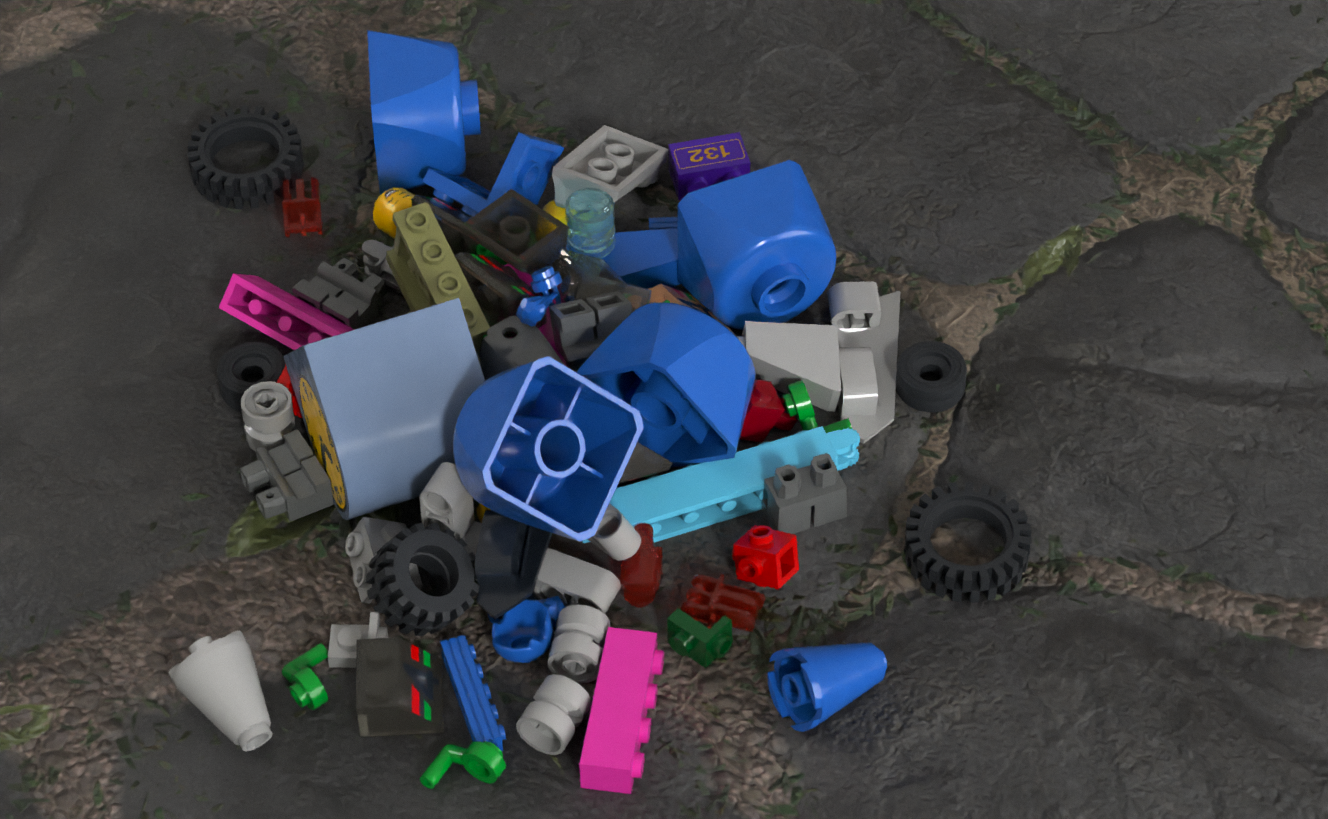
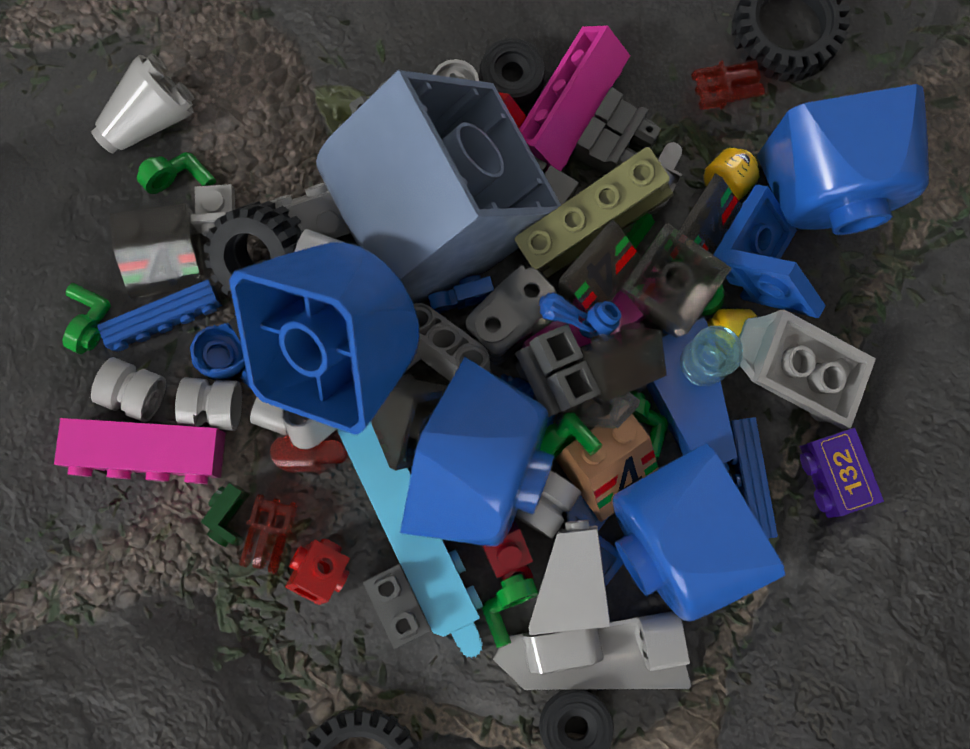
camera: 80 degrees right, 30 degrees up
(822, 680) = (172, 644): blue cone -> none

